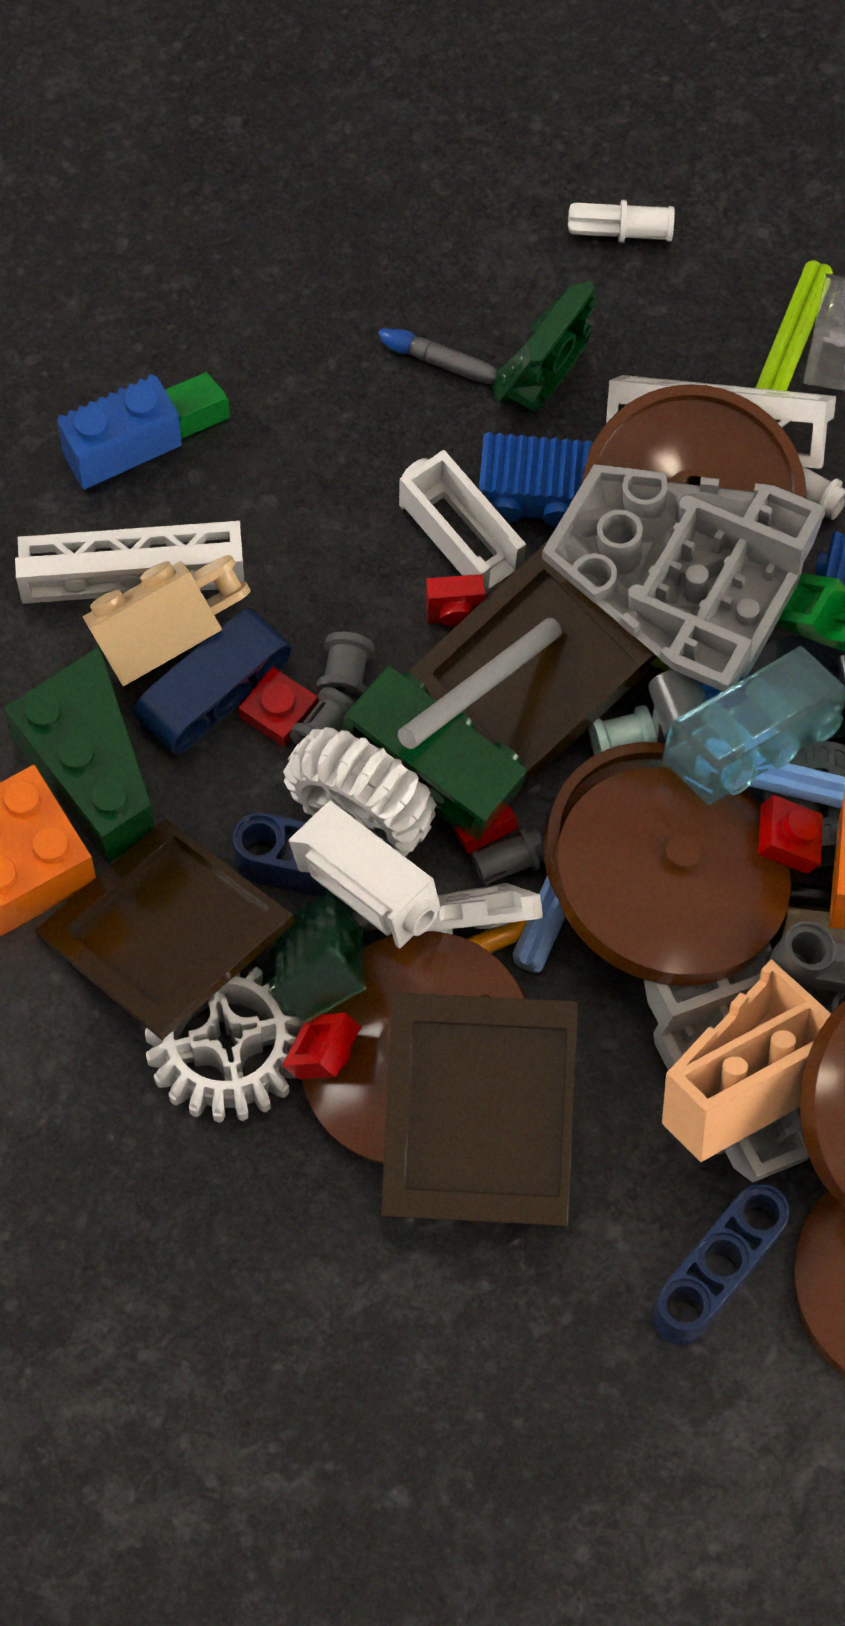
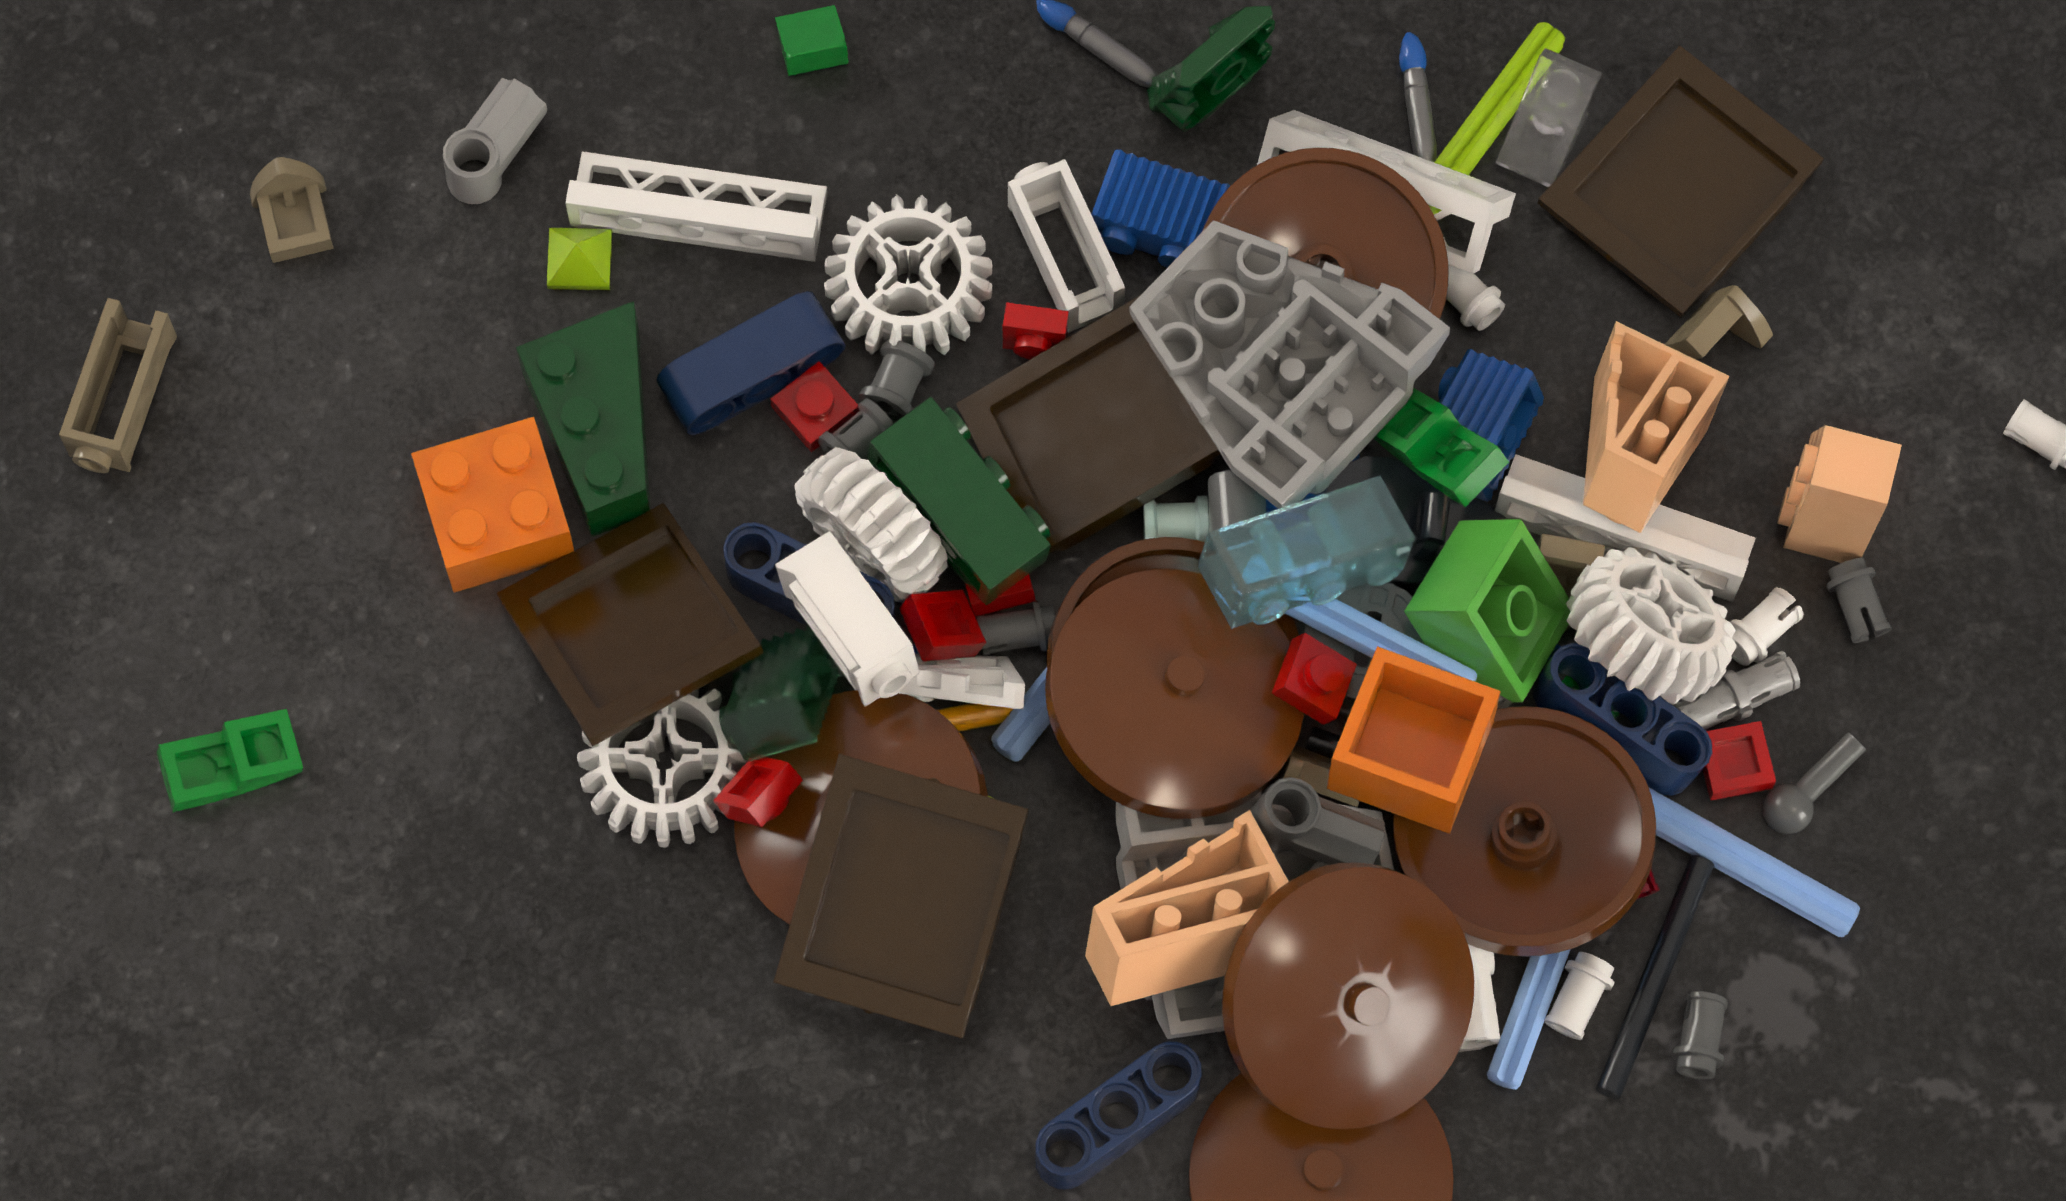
camera: 15 degrees right, 5 degrees up
(37, 628) = (579, 258): none -> lime slope
(119, 431) = (719, 57): blue brick -> none
(162, 615) = (710, 280): tan brick -> none
(327, 551) = (937, 243): none -> white gear
(448, 864) = (942, 625): none -> red plate
(479, 683) = (1025, 437): light grey bar -> none
(711, 319) = (1417, 96): none -> flat silver piece

